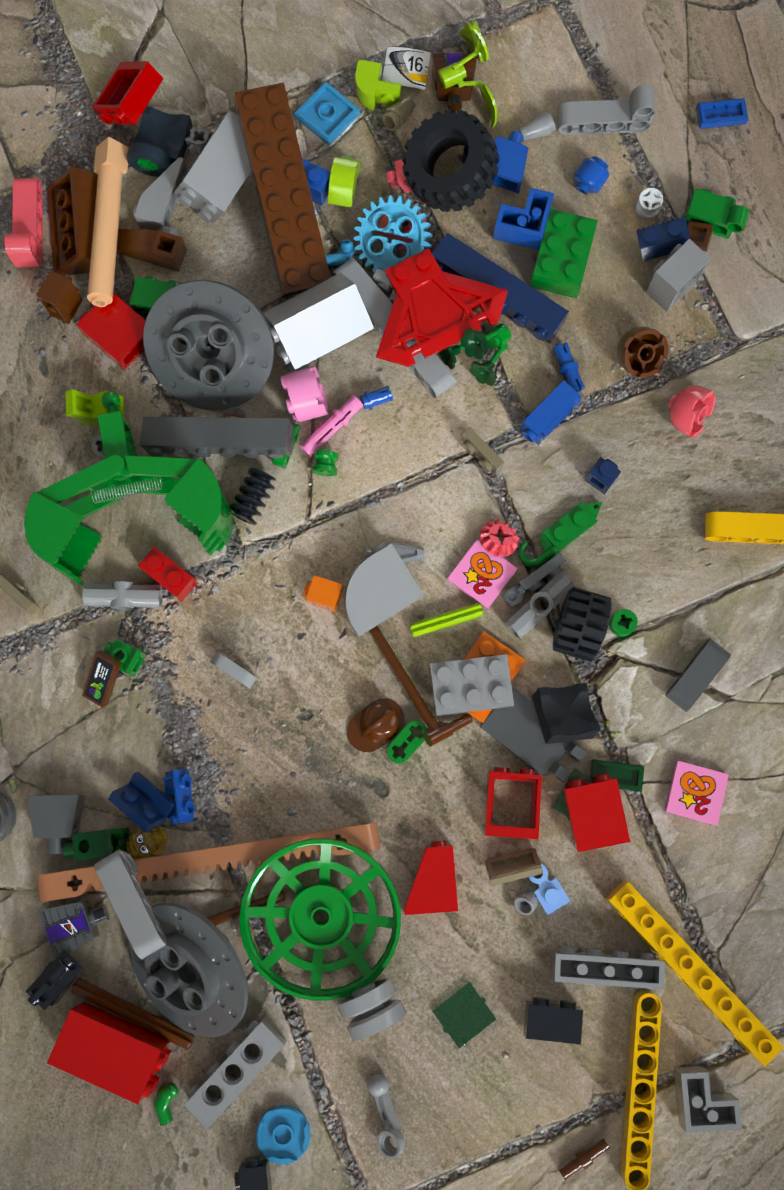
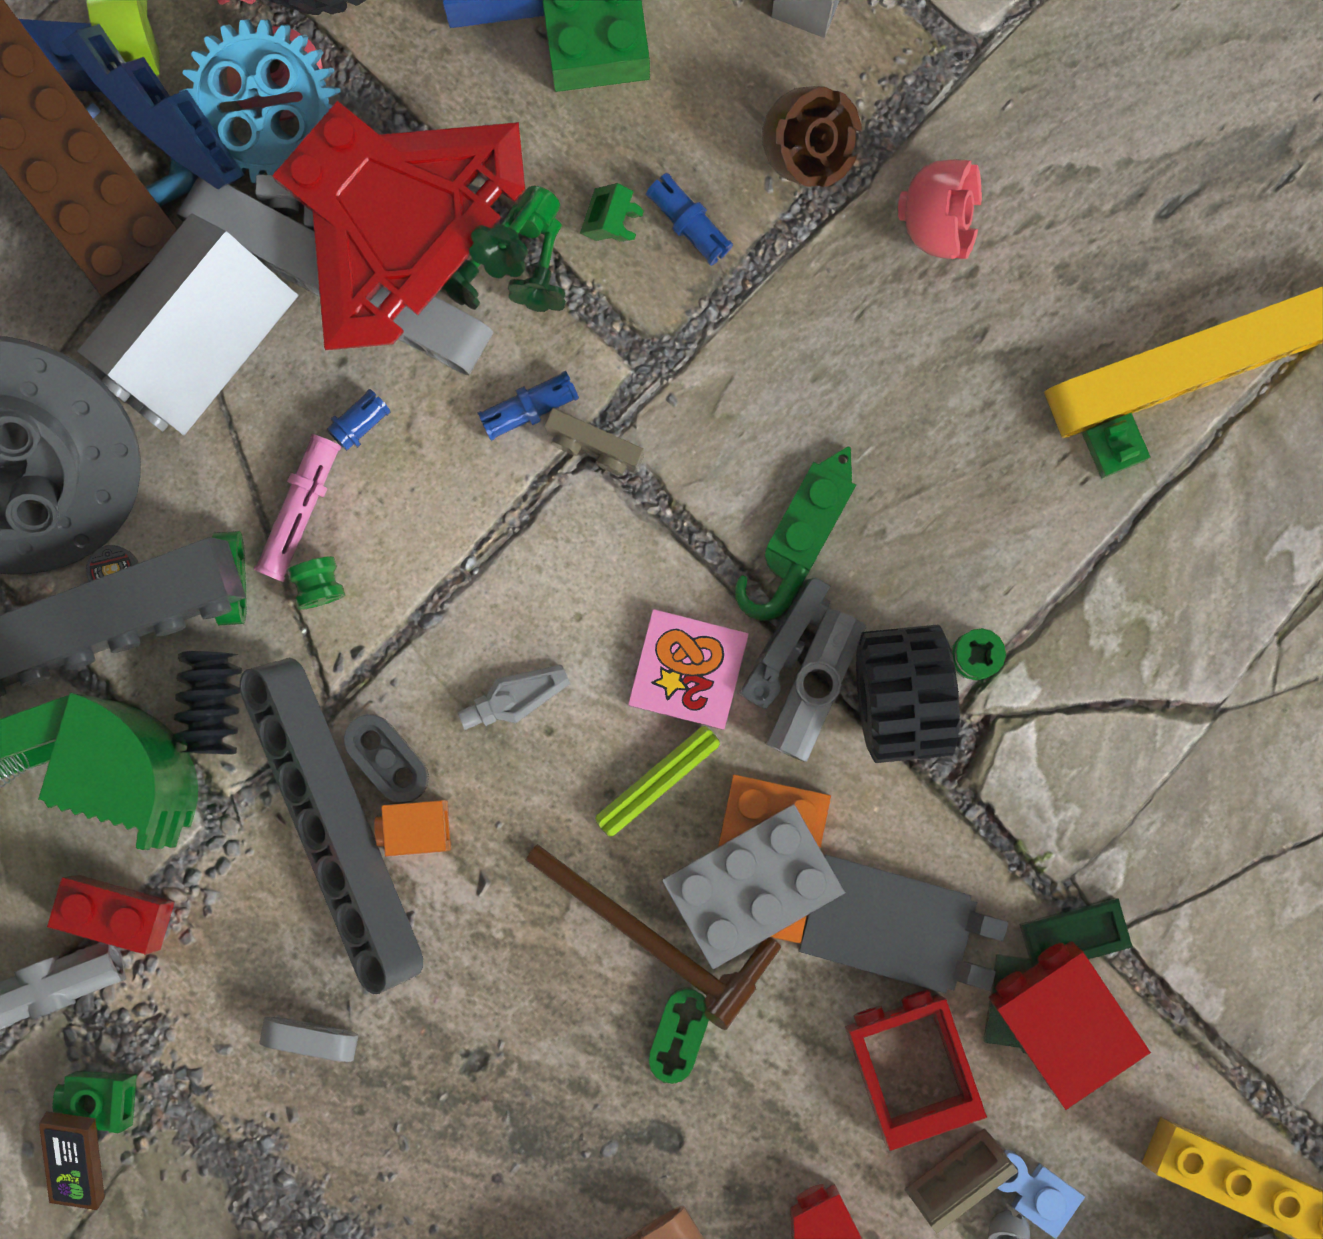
camera: 25 degrees left, 5 degrees up
(286, 575) = (331, 825): none -> dark grey beam
(305, 394) = (223, 471): bright pink brick -> none
(324, 557) = (387, 759): none -> dark grey plate
(348, 227) = (168, 121): none -> dark blue slope
(375, 725) = (609, 1026): reddish brown piece -> none
(378, 589) = (511, 781): light grey brick -> none
(457, 422) = (528, 405): none -> blue pin
(491, 542) = (683, 608): coral gear -> none
(522, 304) = (554, 129): dark blue brick -> none
(531, 349) = (607, 213): none -> green tile
(550, 413) = (690, 319): blue window -> none
(565, 713) = (942, 868): black brick -> none
(603, 475) = (833, 395): dark blue brick -> none
(696, 793) = (1228, 907): bright pink tile -> none
(698, 675) = (1148, 694): dark grey beam -> none
(730, 553) = (1116, 445): none -> green tile

